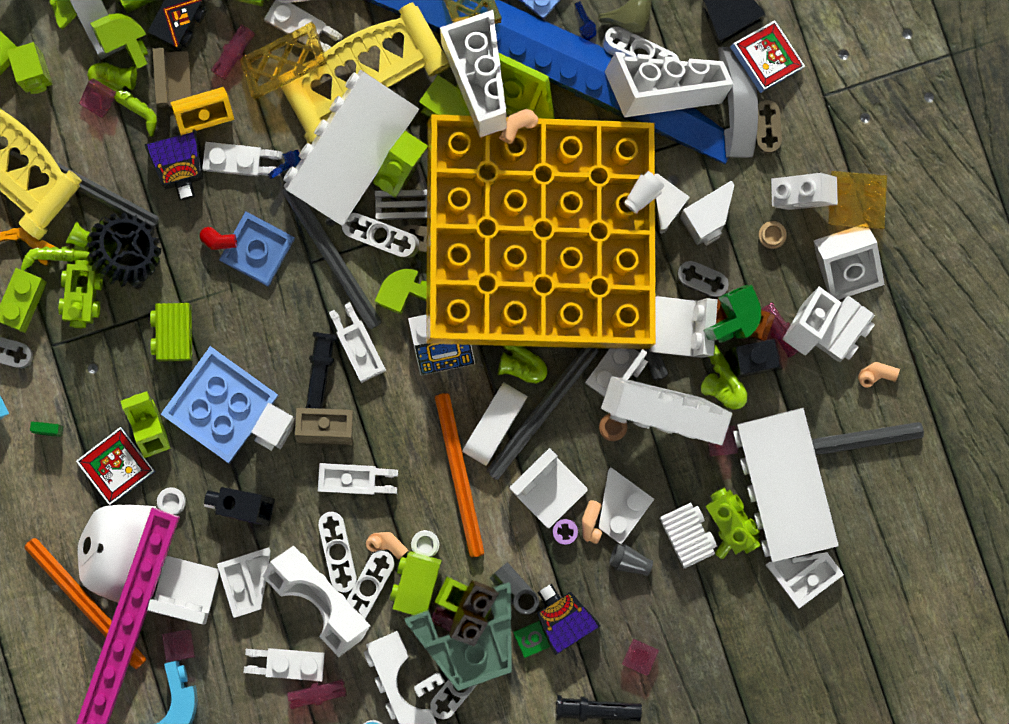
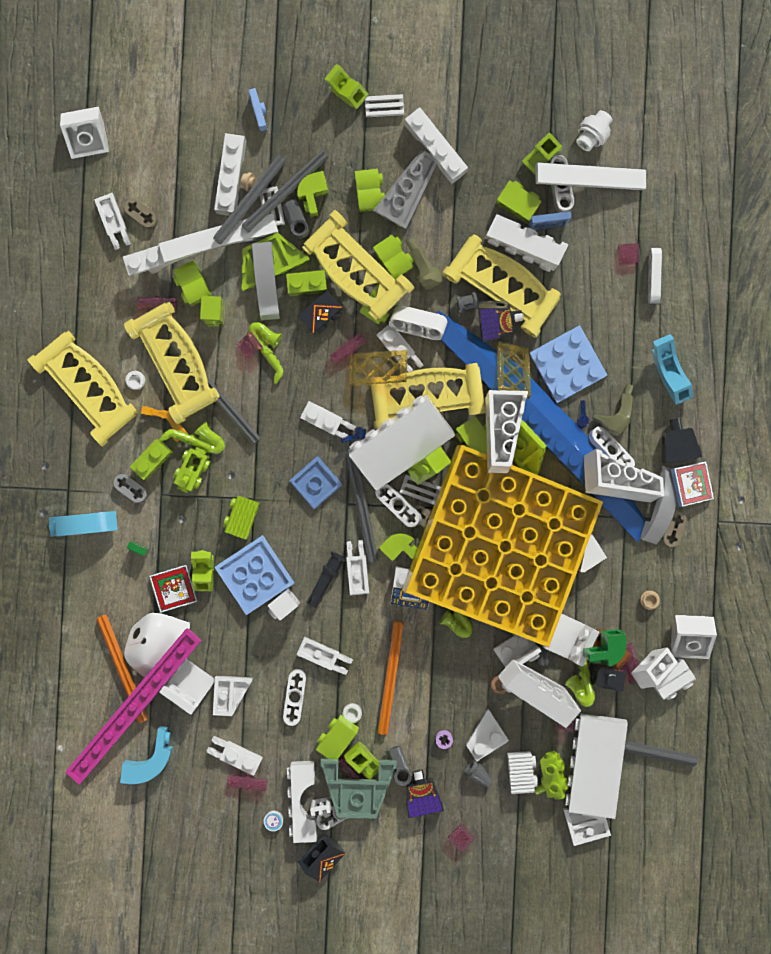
camera: 20 degrees right, 5 degrees up
(109, 233) = (225, 446): black gear -> none
(120, 30) = (279, 308): lime brick -> none
(171, 76) = (302, 351): dark tan panel -> none
(171, 501) = (200, 624): white tile -> none
(177, 162) = (285, 408): torso -> none
(178, 645) = (171, 718): clear pink plate -> none
(202, 110) = (314, 380): yellow brick -> none
(216, 241) = (291, 468): red arm -> none
(248, 506) = (250, 648): black torso -> none
(296, 576) = (262, 704): white arch -> none
(324, 426) = (316, 614): dark tan panel -> none
(379, 586) = (297, 740): white beam -> none
(386, 541) = (328, 702): light nougat arm -> none
(471, 613) = (363, 775): dark brown slope -> none
(494, 424) = (425, 654): white beam -> none
(517, 121) = (515, 470): light nougat arm -> none
(531, 639) = (396, 799): green tile -> none
(541, 412) = (457, 658): dark grey axle -> none
(548, 488) = (444, 708): white bracket -> none
(584, 709) = (412, 857): black pin -> none
(588, 522) = (461, 739): light nougat arm -> none
(643, 192) = (579, 546): white cone -> none
(705, 273) = (597, 608): light grey beam -> none
(708, 215) = (615, 574): white slope -> none
(804, 191) = (682, 582): white brick -> none
(859, 200) = (713, 600): clear yellow hinge -> none
(875, 372) = (680, 713): light nougat arm -> none

